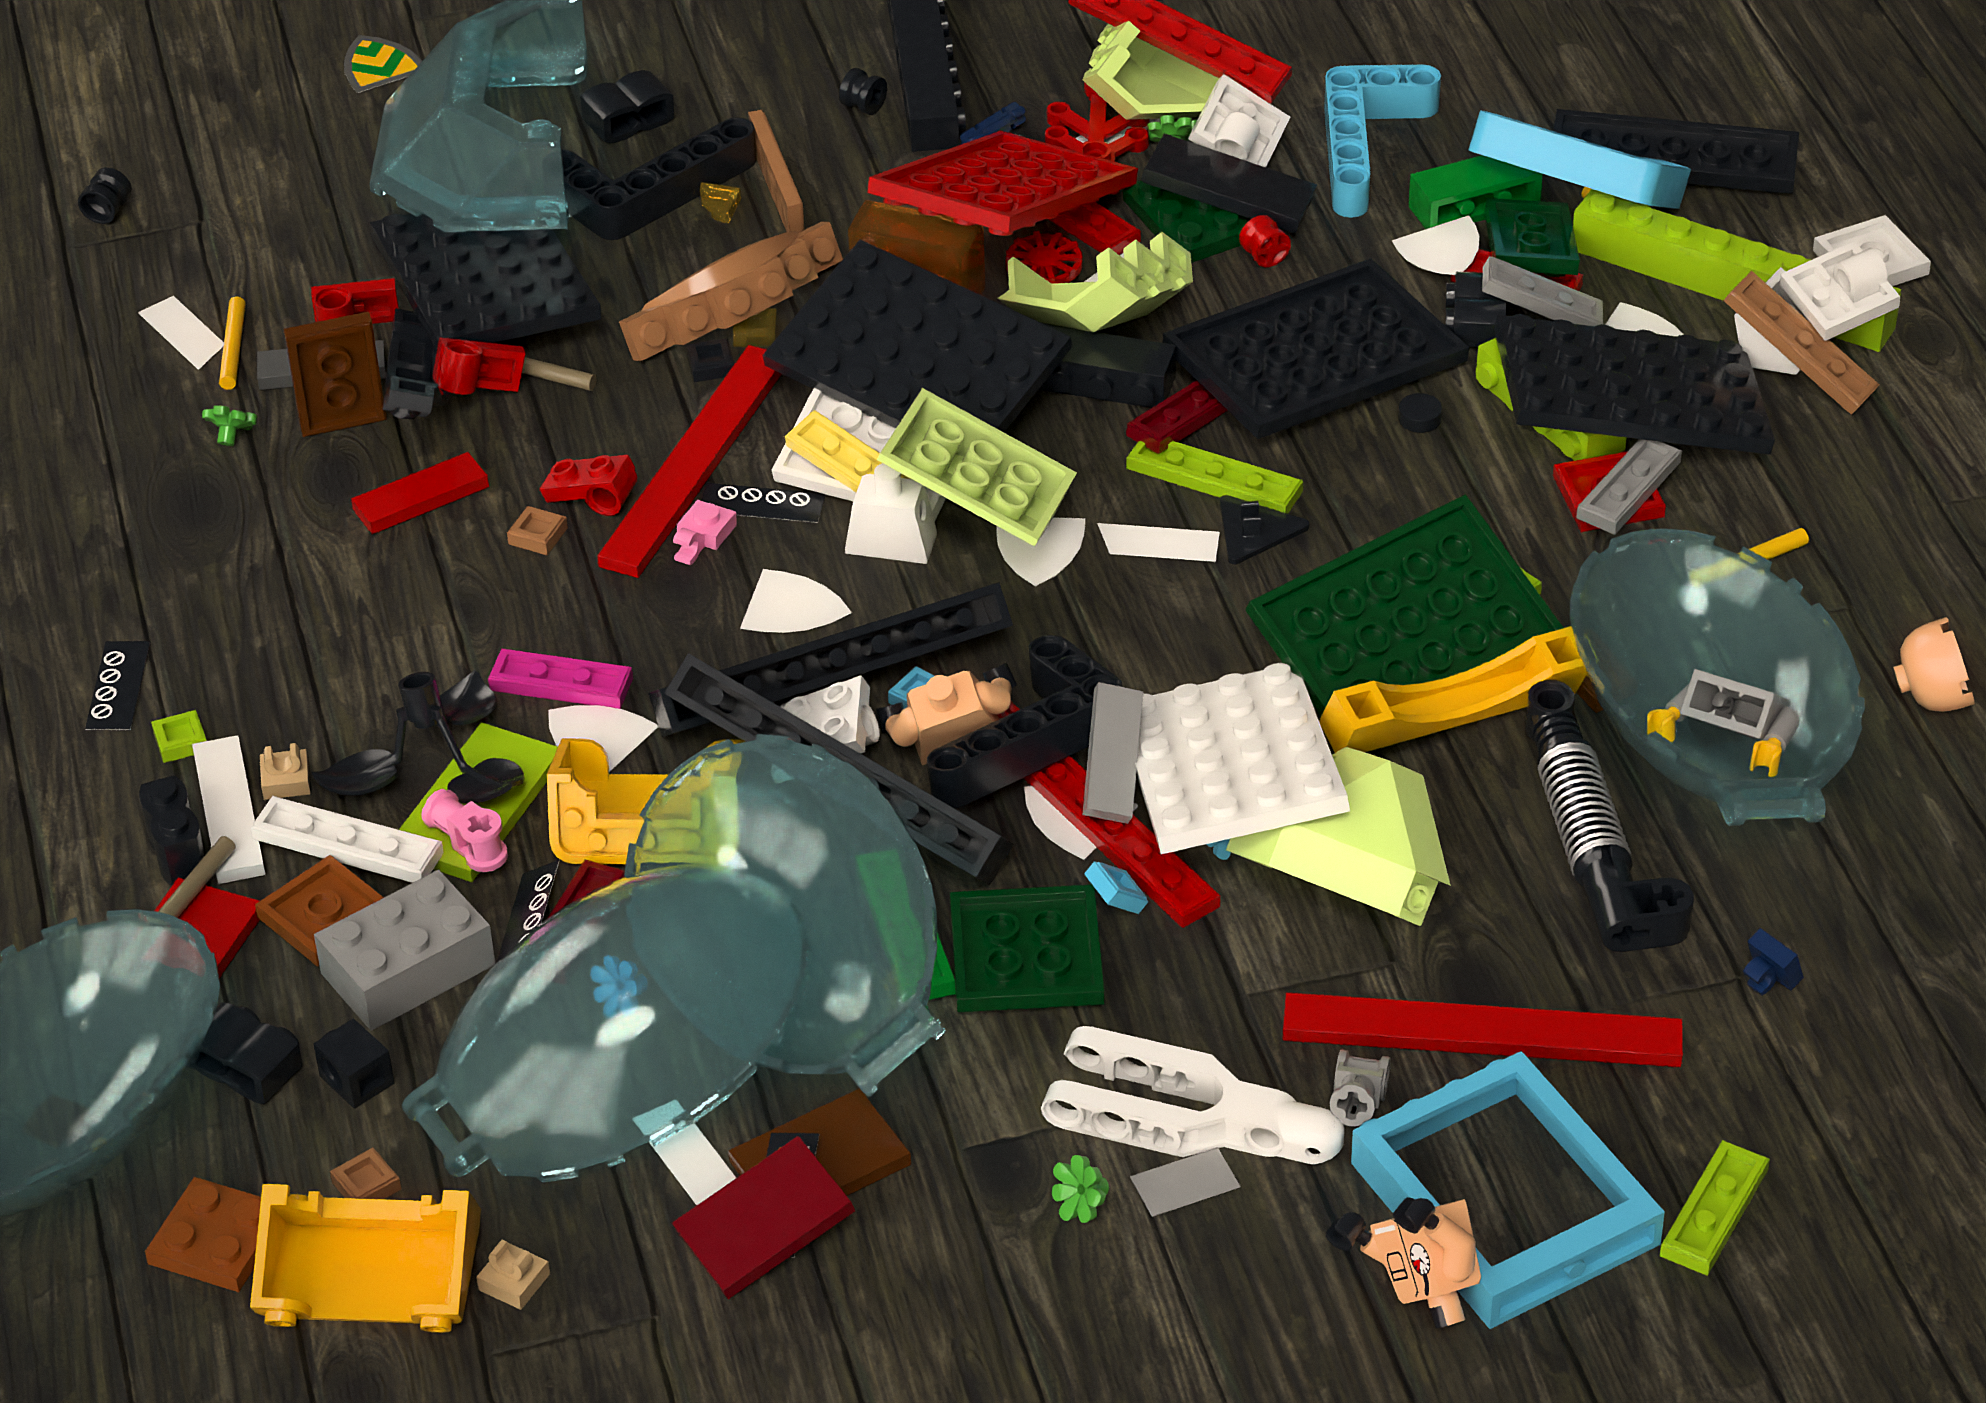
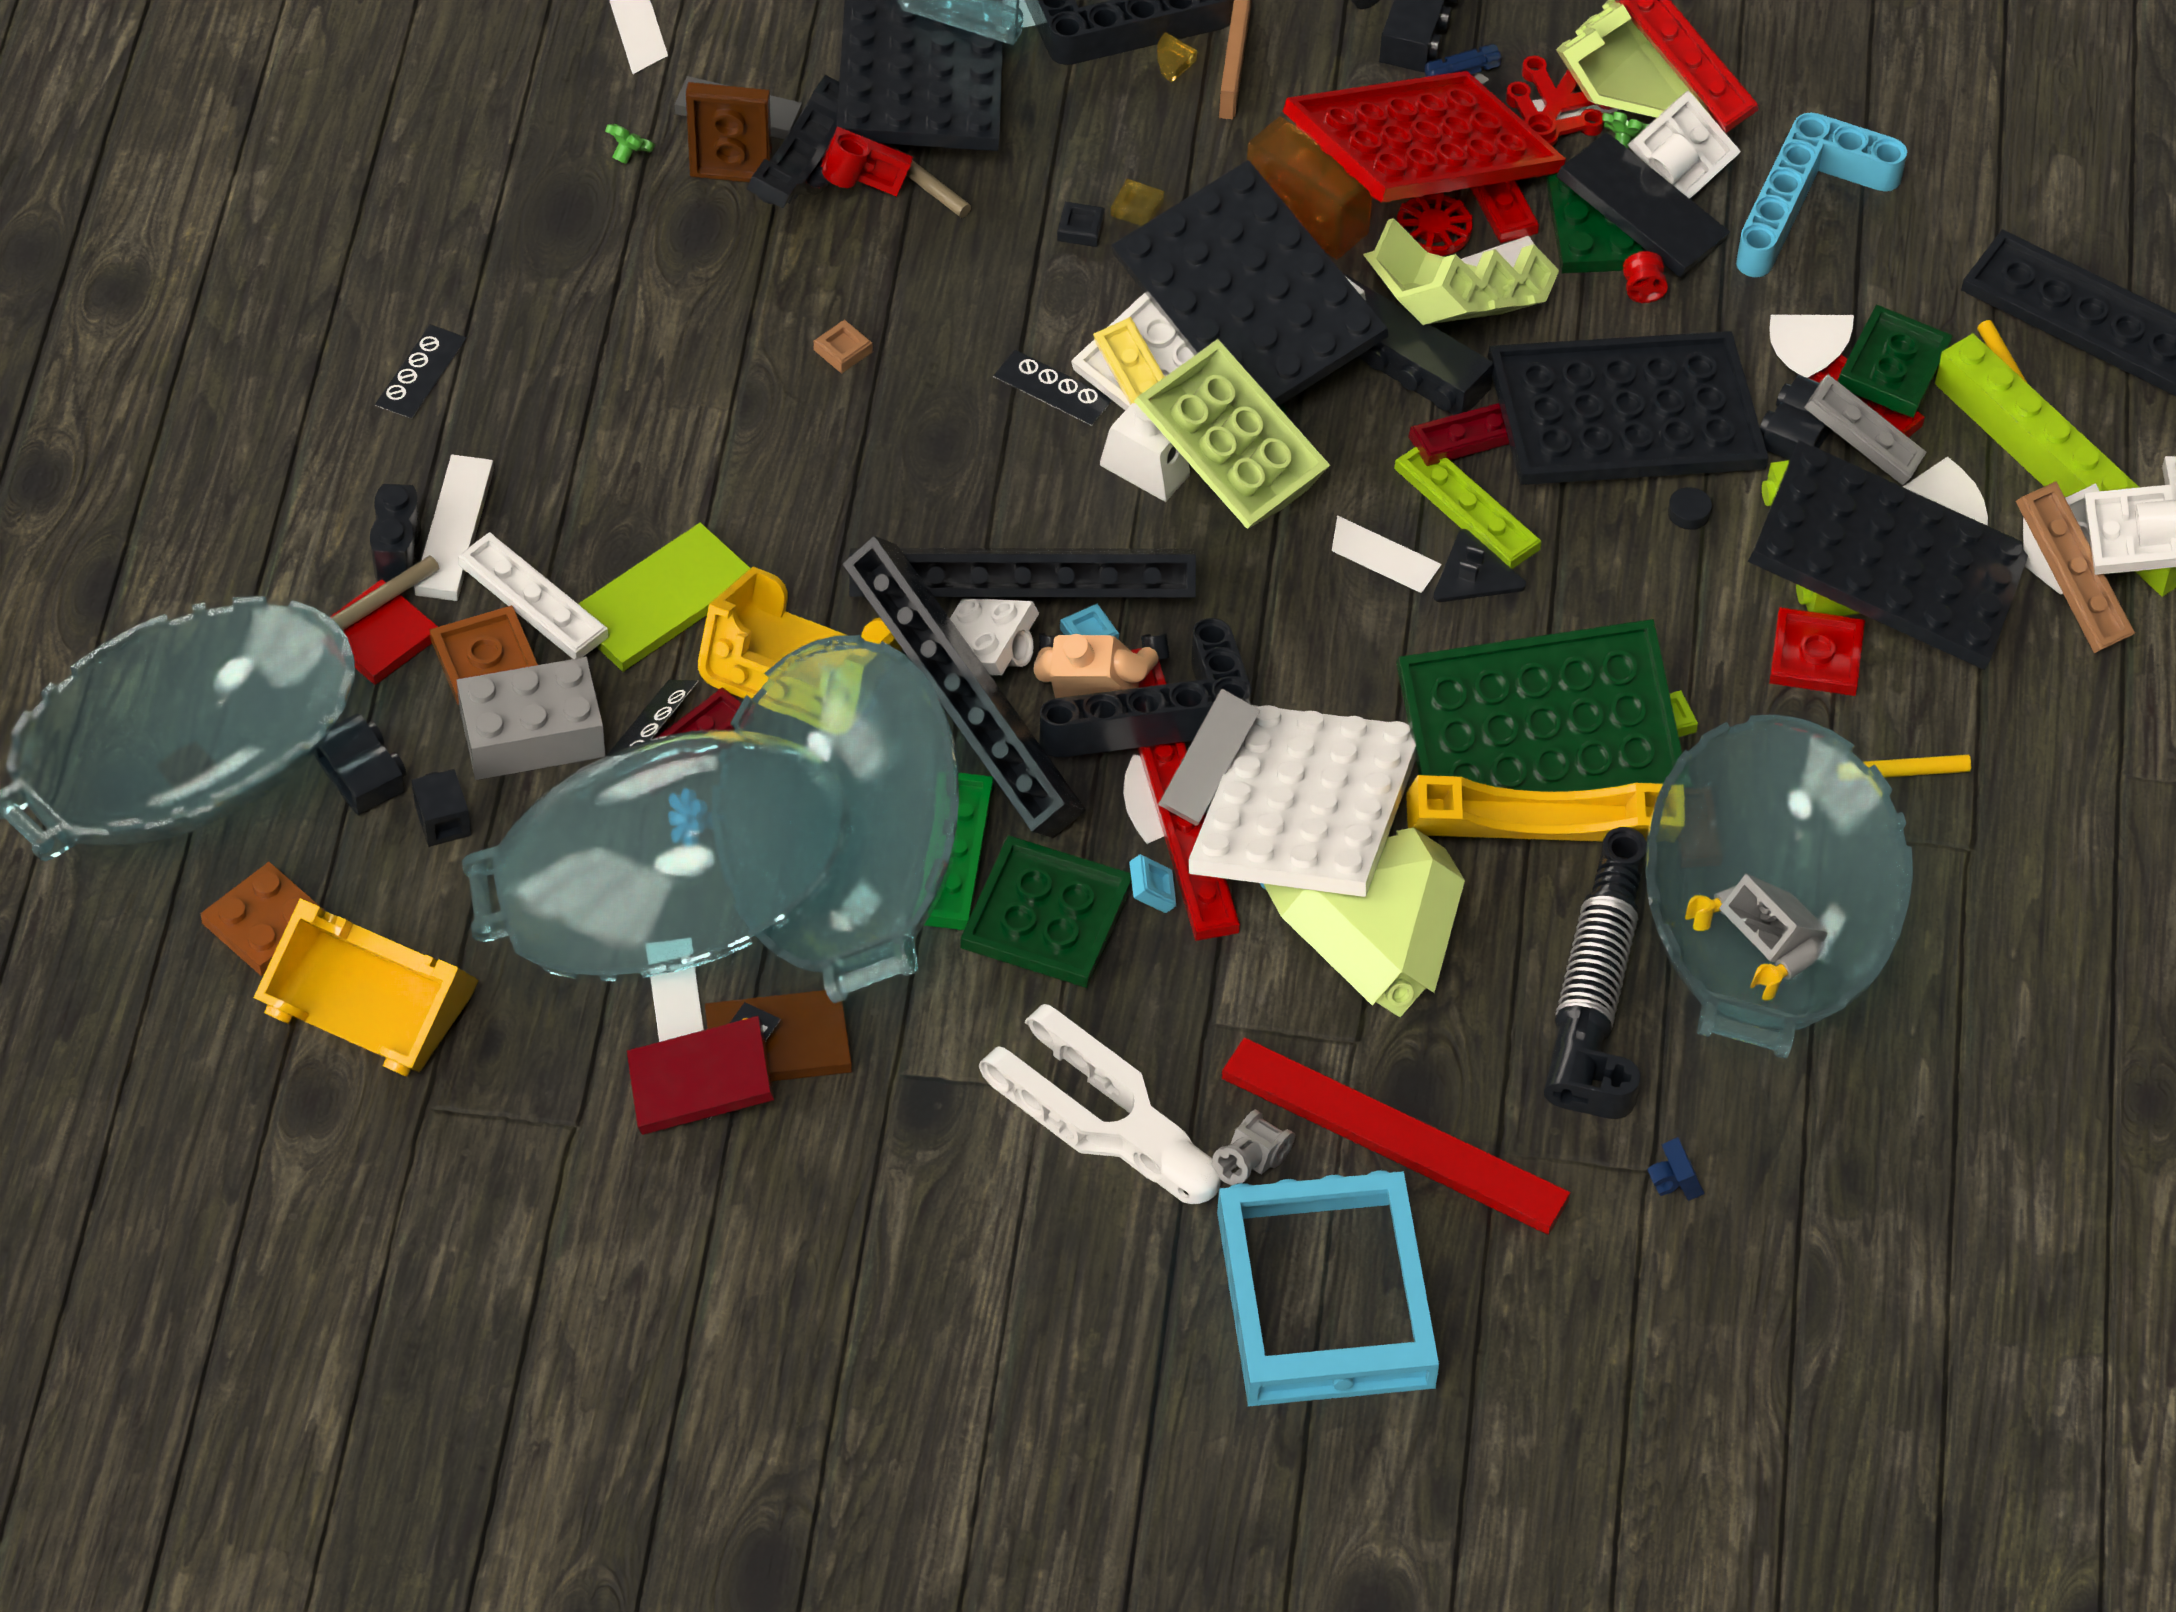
camera: 20 degrees right, 10 degrees up
(177, 734) = (446, 439): lime tile -> none
(232, 343) = (672, 57): yellow bar -> none
(284, 772) = (516, 510): tan tile -> none
(347, 299) = (783, 56): red plate -> none
(366, 1177) = (404, 915): medium nougat tile -> none
(420, 492) = (760, 271): red tile -> none
(425, 707) = (689, 500): black plant -> none
(471, 829) = (634, 625): bright pink connector -> none
(512, 1274) = (480, 1046): tan tile -> none
(560, 678) = (790, 502): dark pink tile -> none
(599, 480) = (914, 316): red plate -> none
(611, 727) = (800, 564): white sticker -> none
(689, 465) = (1004, 328): red tile -> none
(702, 527) = (984, 395): bright pink plate -> none
(731, 289) = (1131, 160): medium nougat piece -> none
(791, 604) = (1026, 500): white sticker -> none
(1051, 553) = (1282, 528): white sticker -> none
(1081, 1189) = (972, 1150): bright green plant -> none
(1185, 1182) = (1068, 1176): light grey sticker -> none
(1424, 1251) = (1215, 1322): light nougat torso -> none
(1463, 186) = (1860, 283): green brick -> none
(1580, 161) = (1975, 309): medium azure beam -> none
(1628, 485) = (1831, 655): light grey tile -> none
(1714, 1207) = (1498, 1374): lime tile -> none
(1933, 668) = (1997, 944): light nougat cylinder -> none

